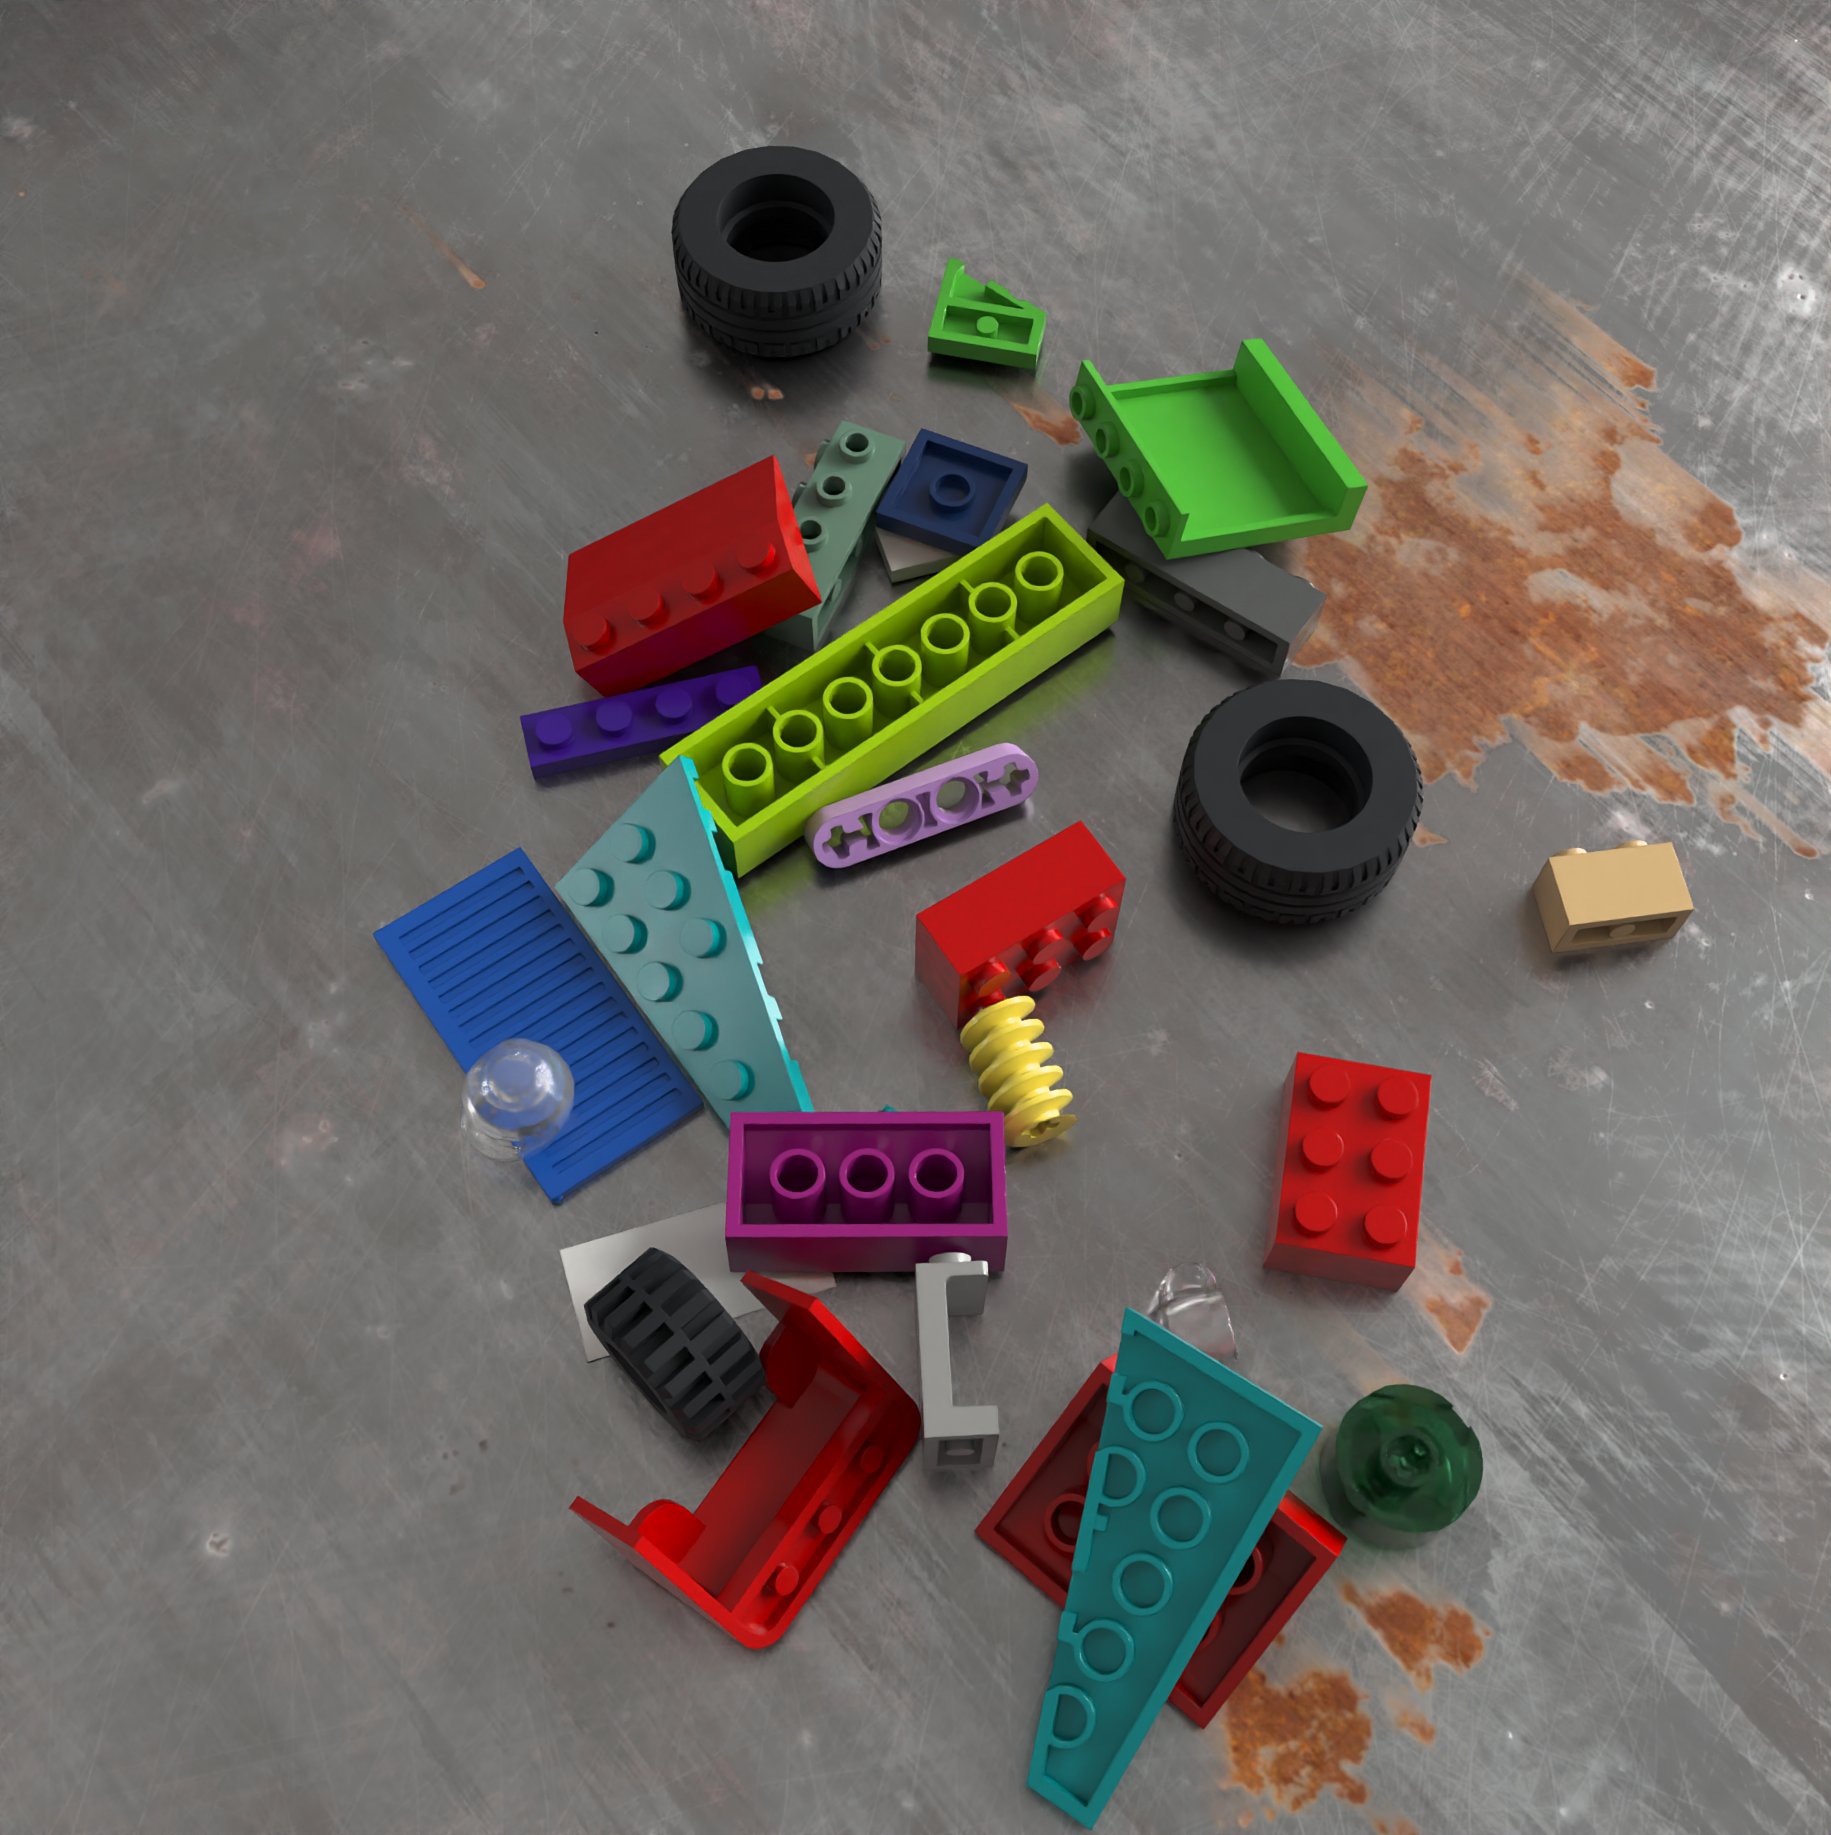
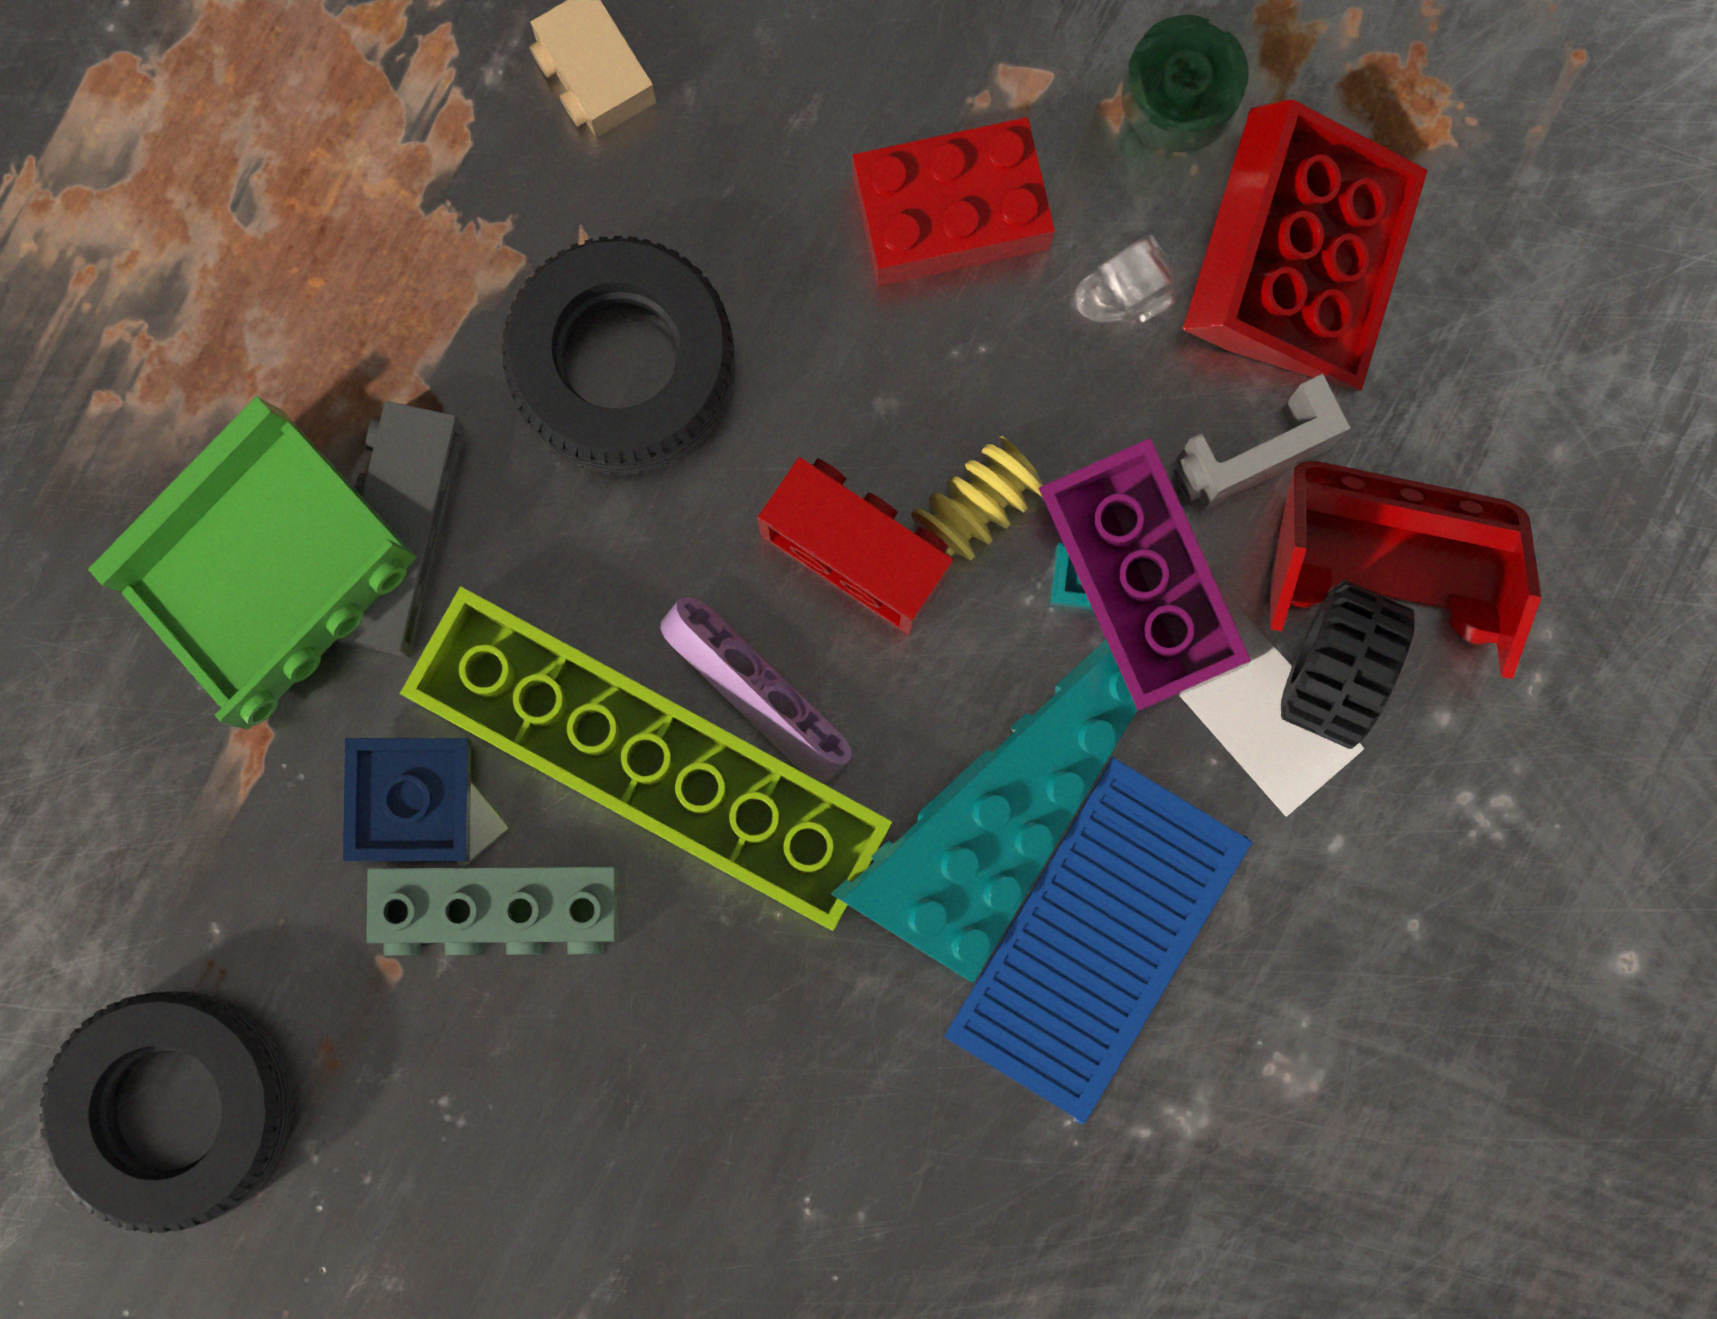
camera: 115 degrees left, 20 degrees up
(518, 1095) = (1193, 903): clear helmet -> none
(630, 722) = (767, 987): dark purple plate -> none
(687, 581) = (615, 1009): red slope -> none
(984, 322) = (158, 867): bright green wing -> none
(1167, 1523) = (1316, 228): teal wing -> none

